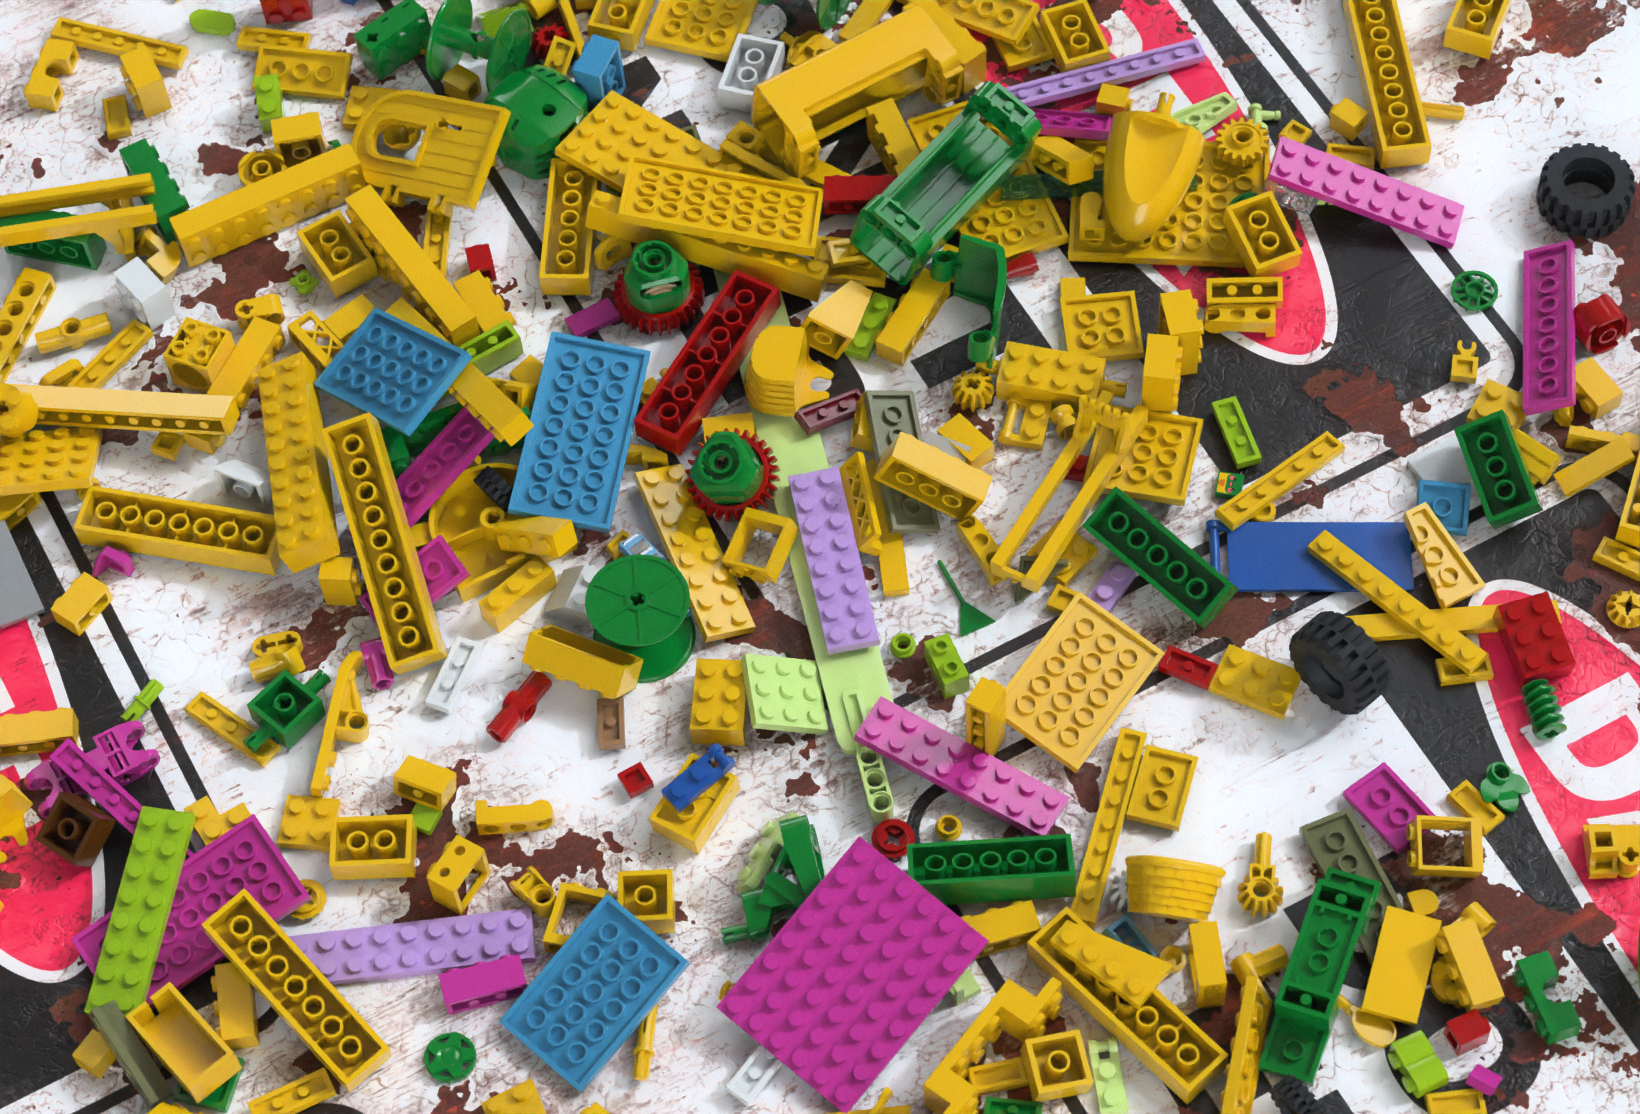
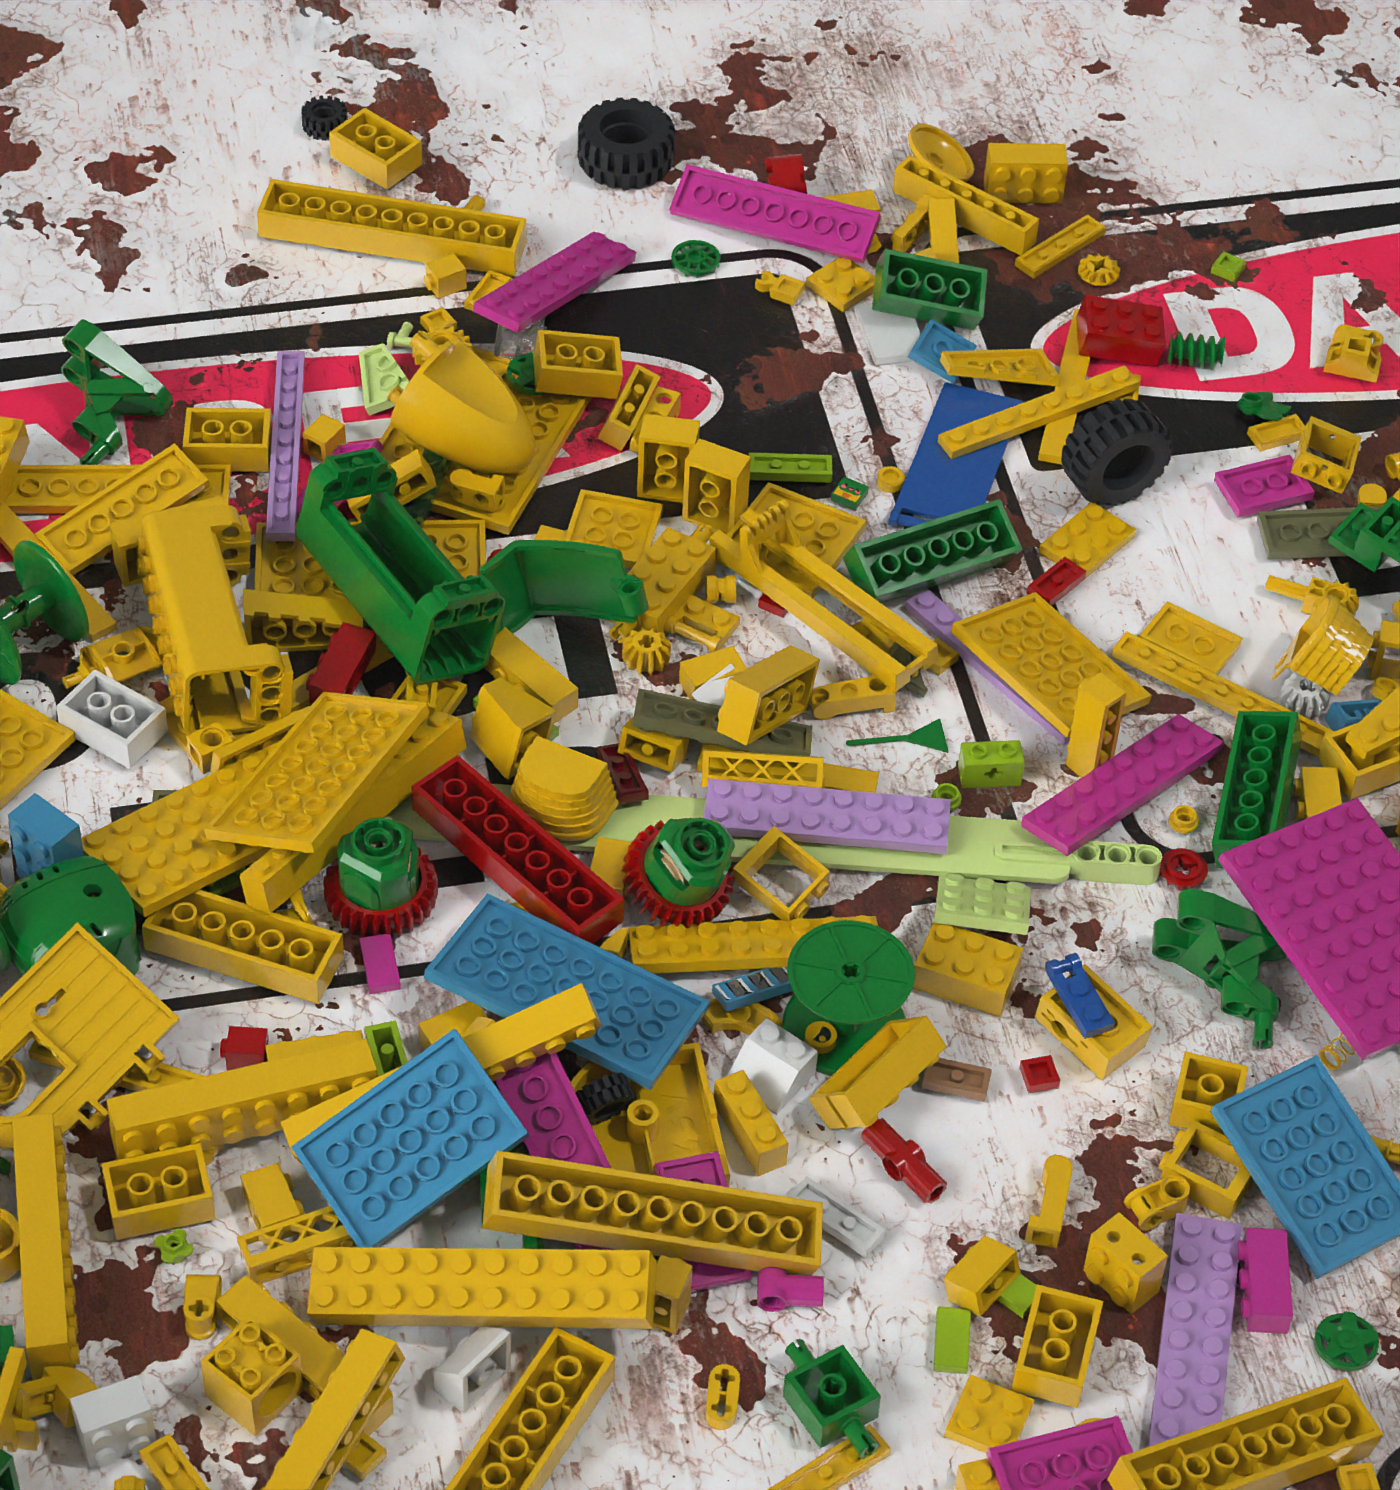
camera: 80 degrees left, 10 degrees down
(271, 665) = (757, 1388): yellow piece -> none
(343, 713) = (870, 1347): yellow piece -> none
(368, 781) = (952, 1340): none -> lime tile
(536, 535) = (693, 1070): yellow brick -> none
(760, 854) = (1171, 972): yellowish green wing -> none
(1279, 481) = (863, 453): yellow tile -> none

